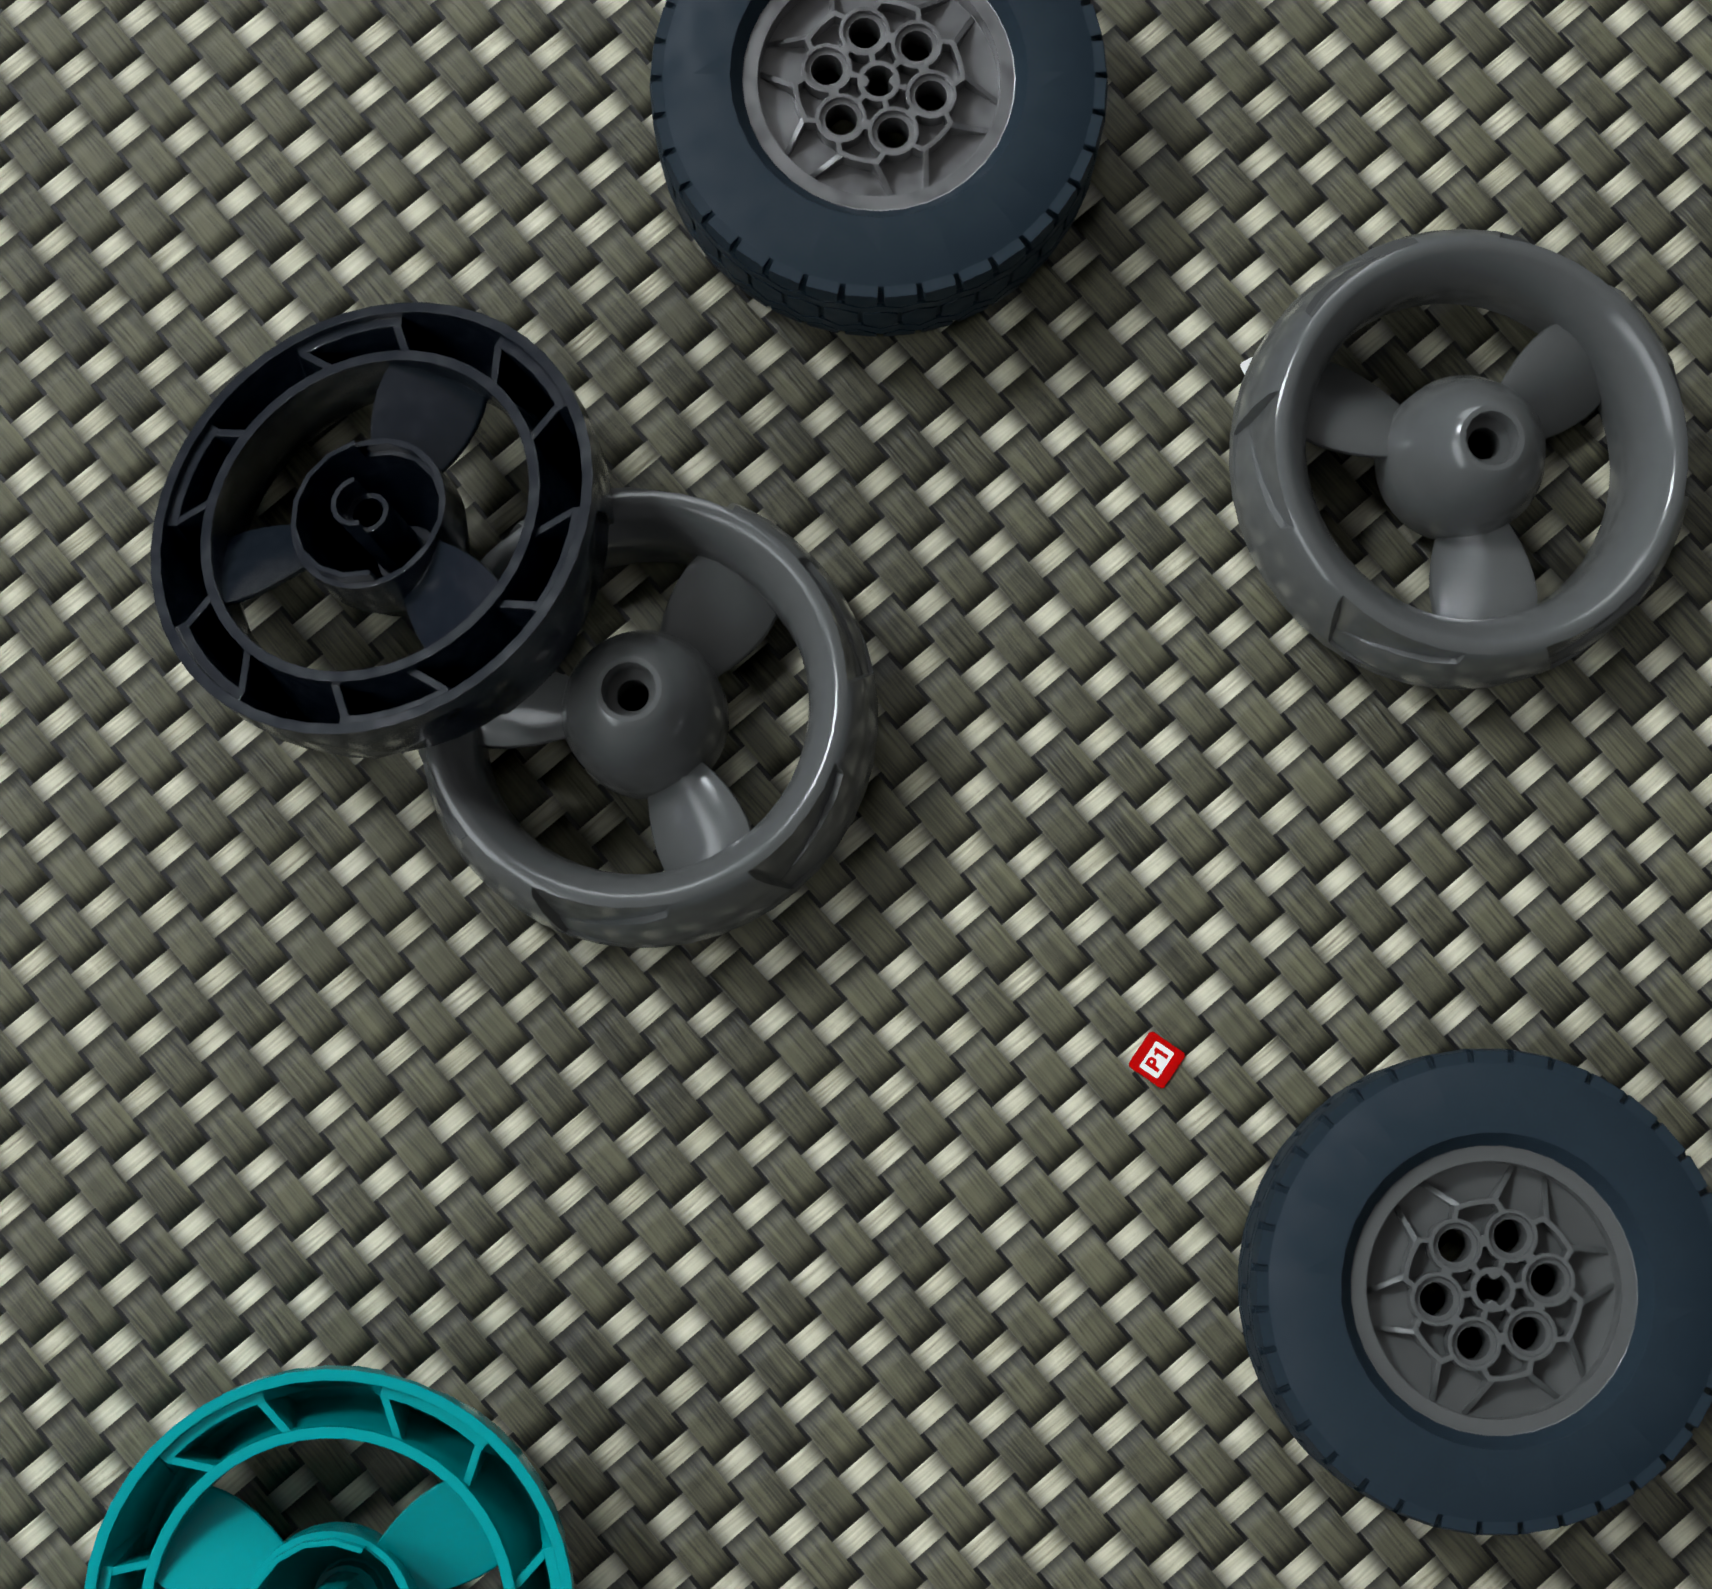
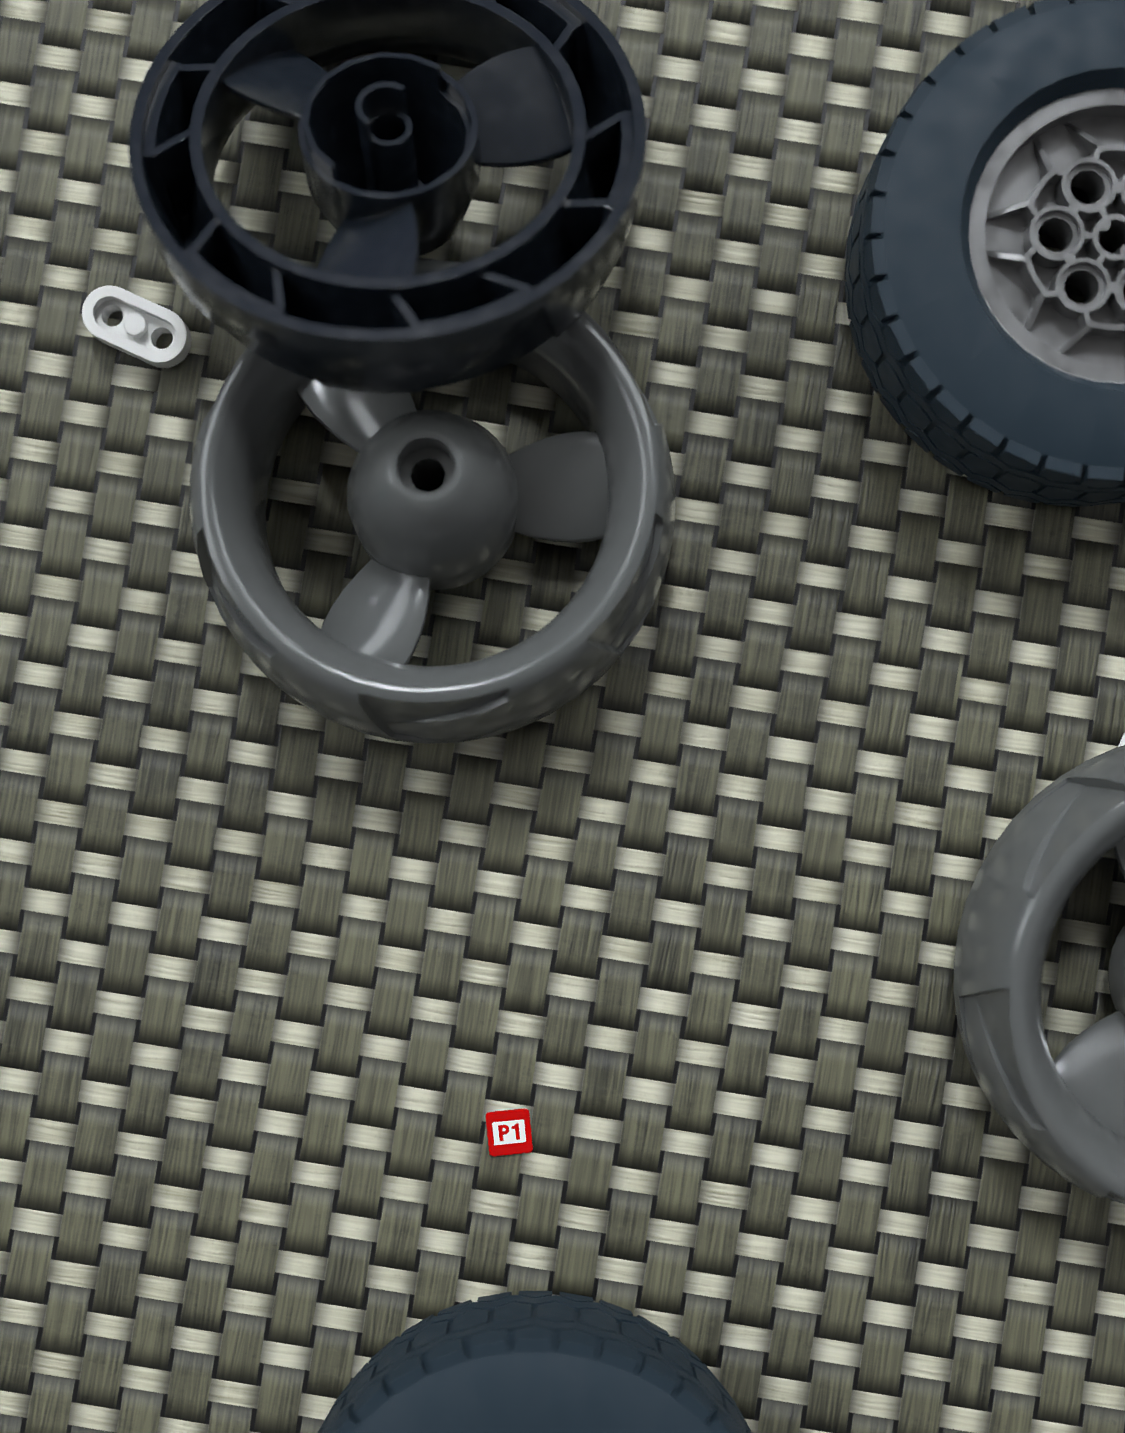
camera: 50 degrees right, 5 degrees up
(321, 826) = (140, 327): none -> white plate

